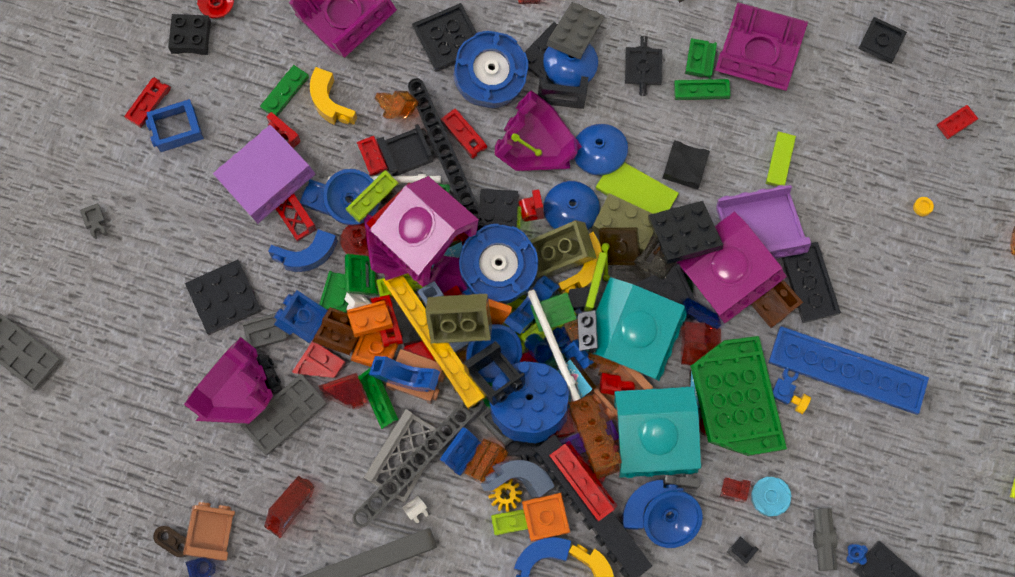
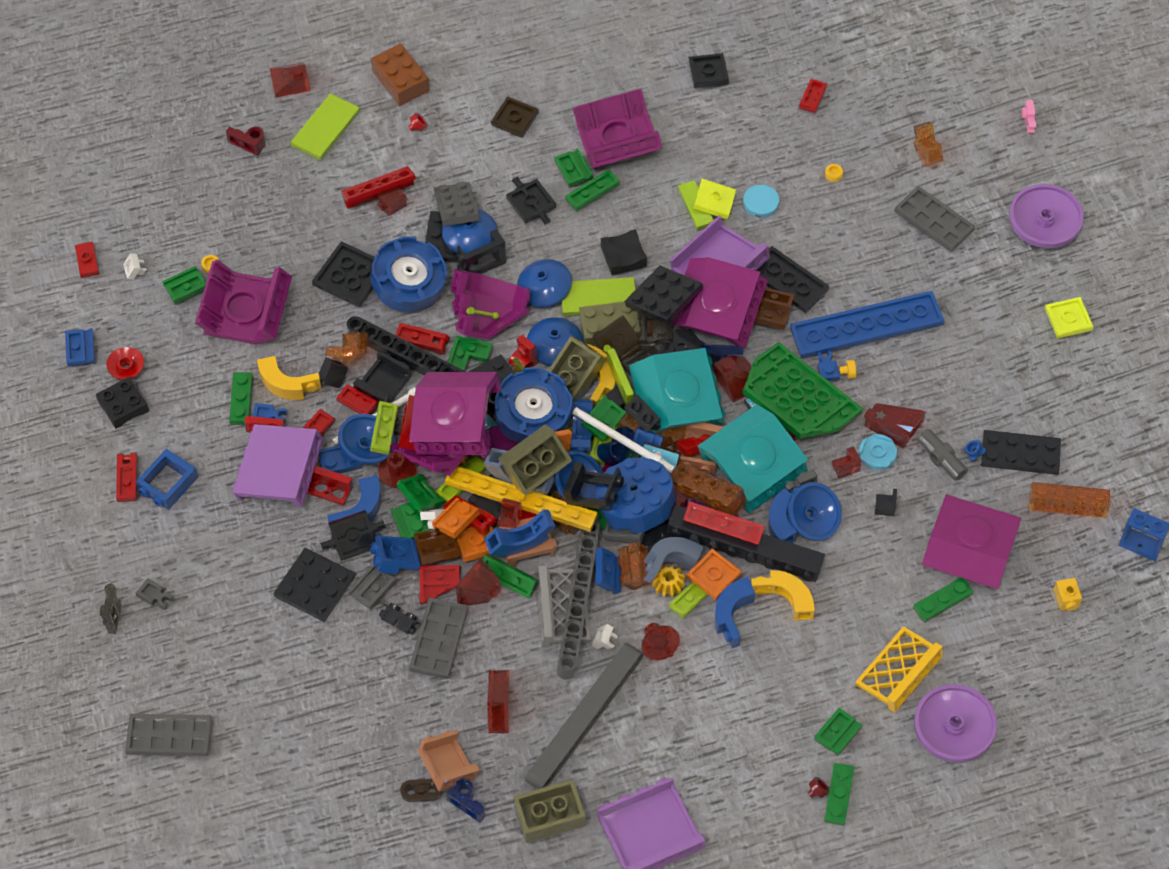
camera: 30 degrees left, 15 degrees down
(43, 217) = (111, 609): none -> clear smoke plate
(232, 388) = (380, 641): magenta panel -> none
(278, 275) = (352, 535): none -> black plate
(293, 119) = (268, 411): none -> blue plate
(323, 157) = (321, 421): none -> red plate
(370, 117) = (332, 372): none -> black panel
(413, 348) = (510, 514): none -> clear red panel
(455, 547) = (659, 641): none -> clear red piece
(493, 168) = (466, 349): none -> green plate
(800, 165) = (714, 198): none -> neon yellow plate
(804, 480) = (894, 422): none -> clear red slope
(840, 192) = (761, 201): none -> medium azure tile
(981, 309) = (934, 218): none -> dark grey plate

